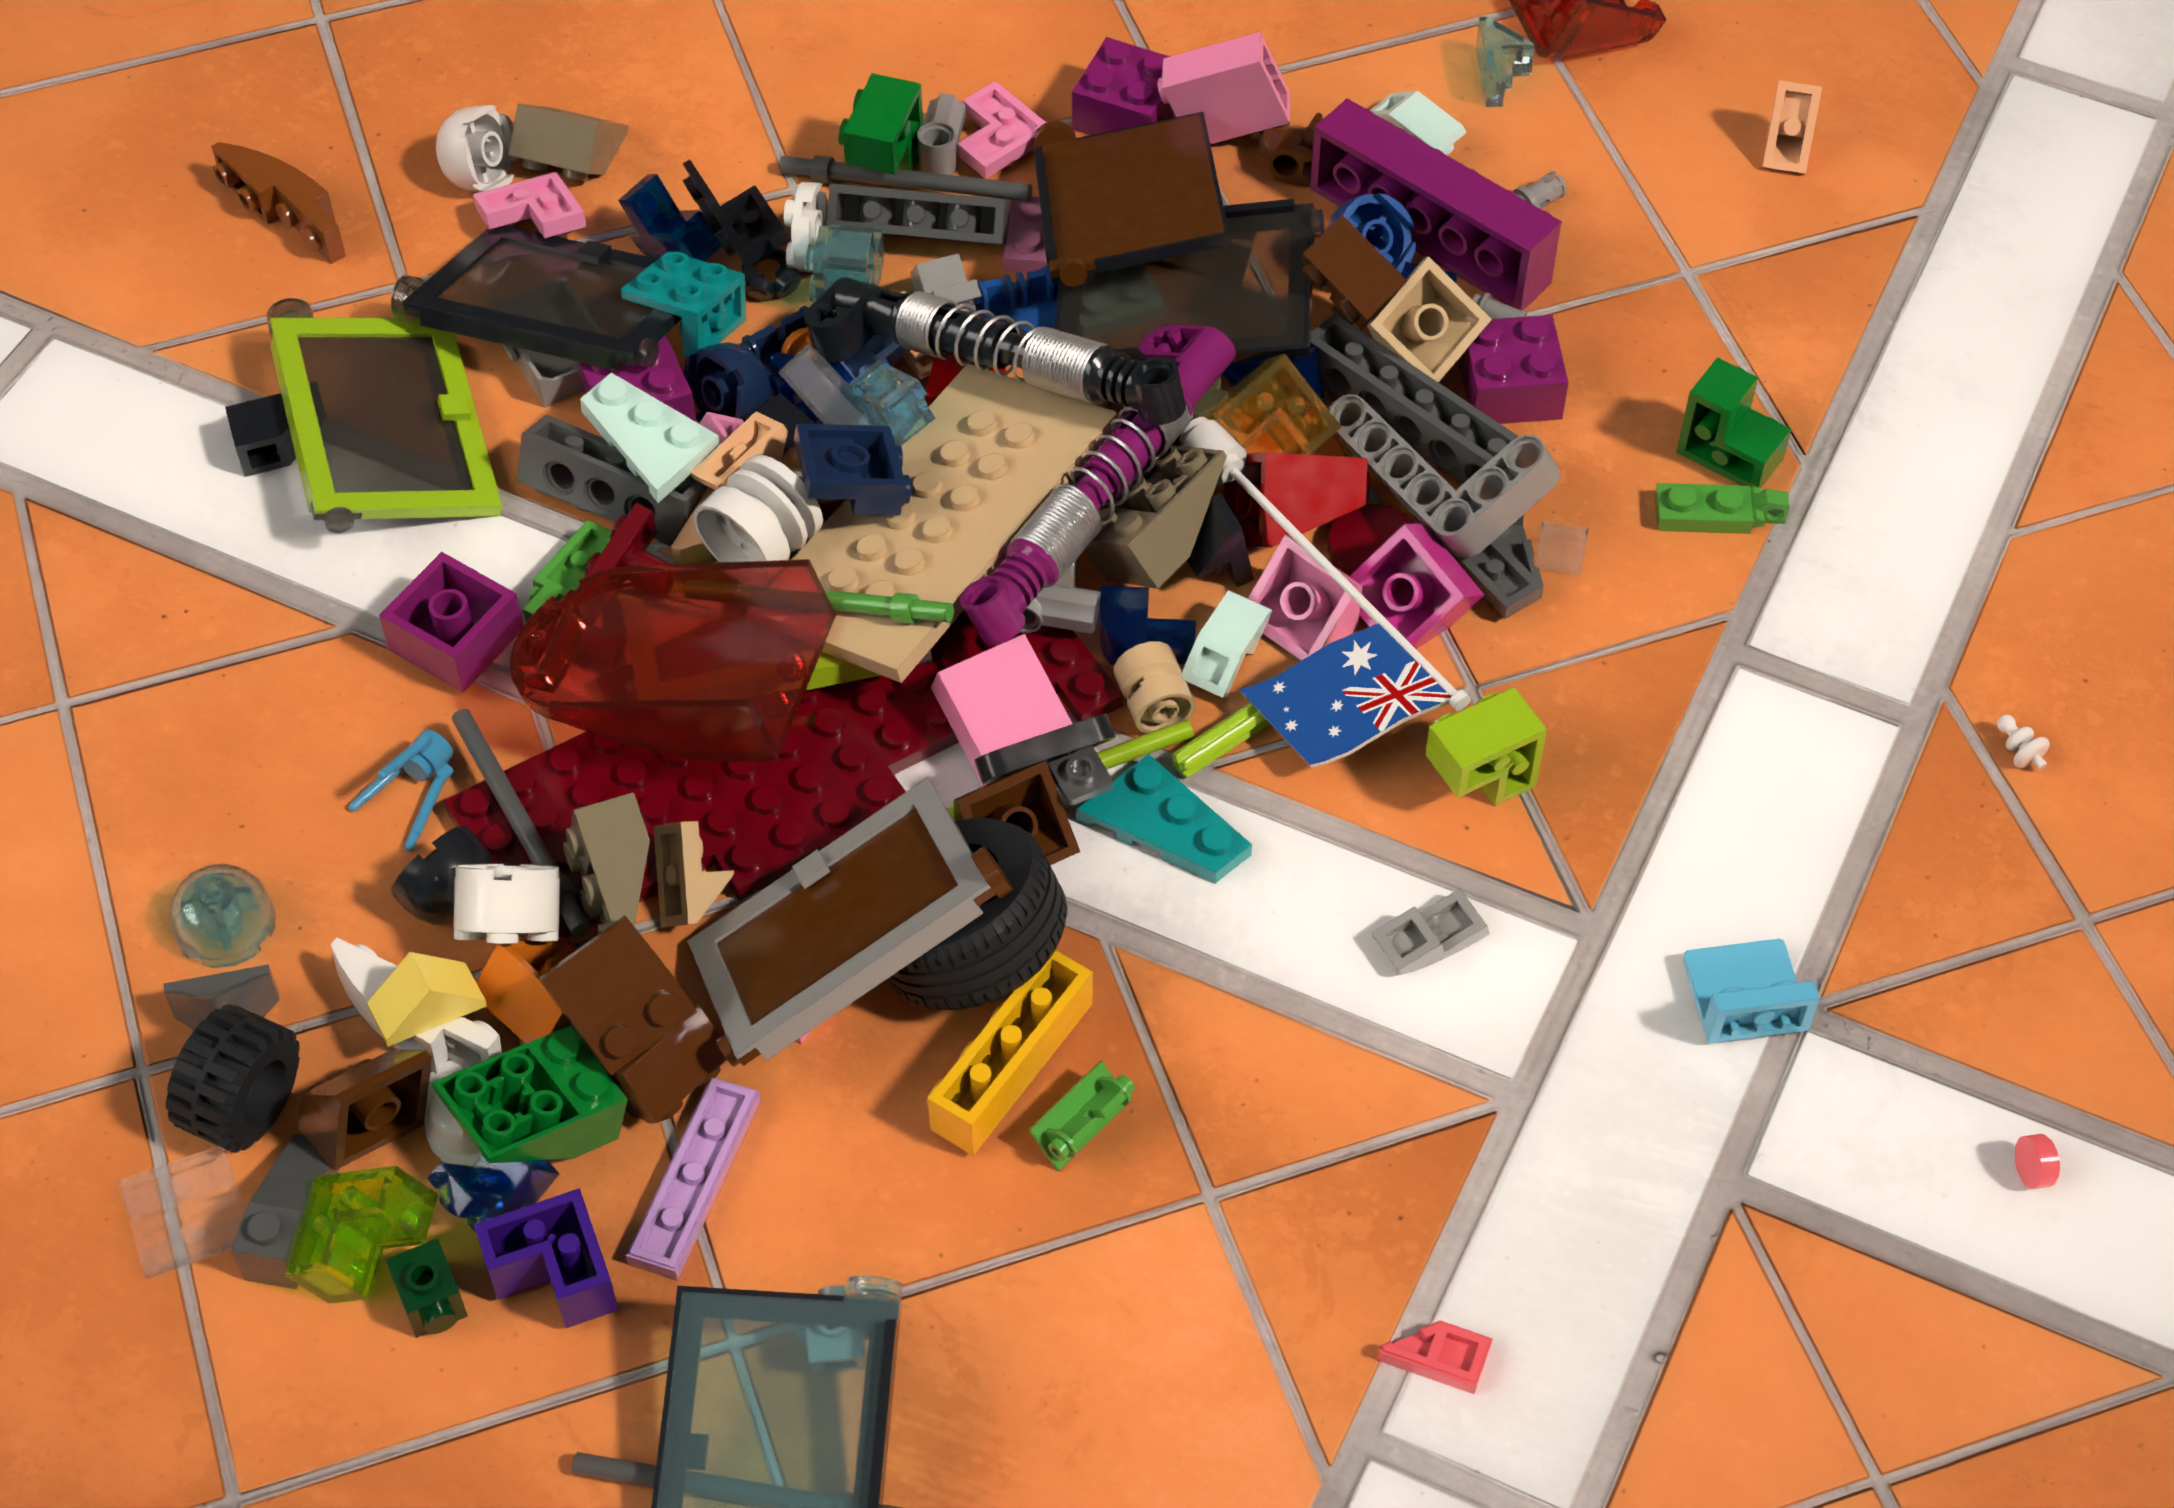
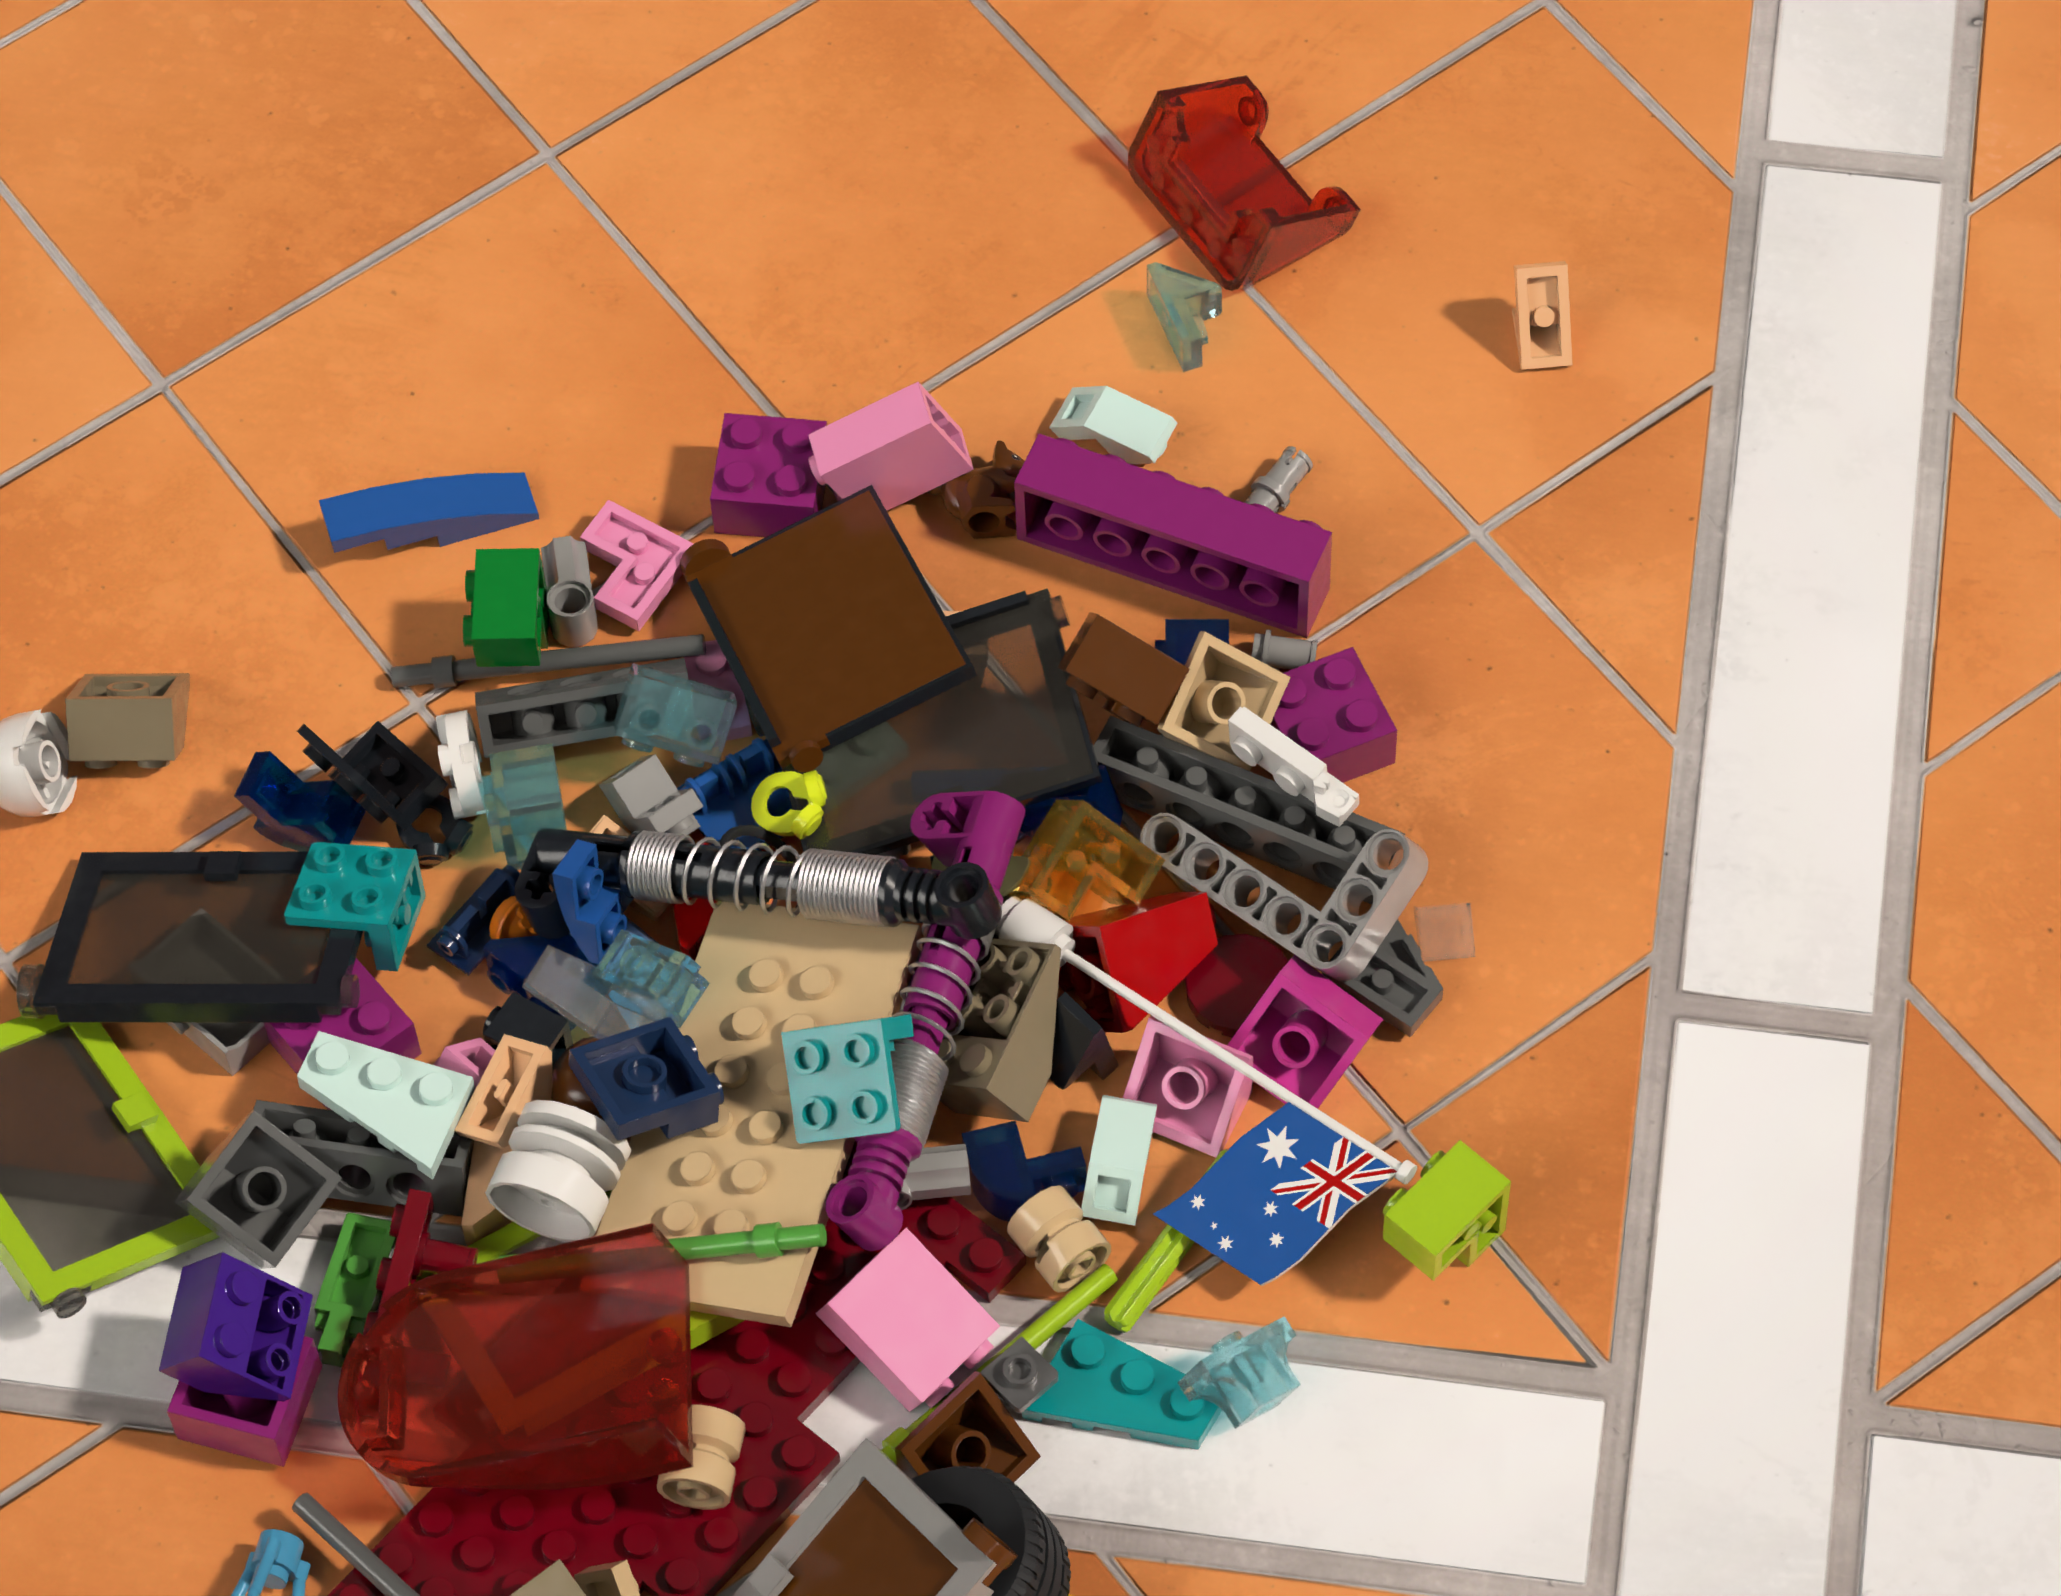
camera: 15 degrees left, 5 degrees up
(454, 565) = (235, 1330): none -> dark purple slope
(520, 478) = (258, 1190): none -> dark grey slope
(539, 198) = (119, 808): bright pink plate -> none
(727, 380) = (446, 996): dark blue cylinder -> none
(795, 774) = (716, 1445): none -> tan wheel
(852, 53) = (426, 508): none -> blue slope
(855, 329) = (588, 906): none -> blue slope
(983, 228) = (674, 716): none -> clear light blue brick
(1010, 497) = (844, 1078): none -> teal bracket
(1044, 747) = (972, 1357): black beam -> none
(1069, 305) = (795, 822): none -> neon yellow piece
(1271, 828) = (1245, 1373): none -> clear light blue brick
(1383, 224) = (1120, 588): blue cylinder -> none
(1432, 935) = (1449, 1442): light grey slope -> none
(1468, 377) = (1291, 766): none -> white hinge
(1718, 507) = (1599, 831): bright green hinge -> none
(1725, 431) = (1589, 739): green brick -> none
(1749, 991) = (1801, 1410): medium azure bracket -> none
(2021, 739) = (2002, 1026): white hair -> none

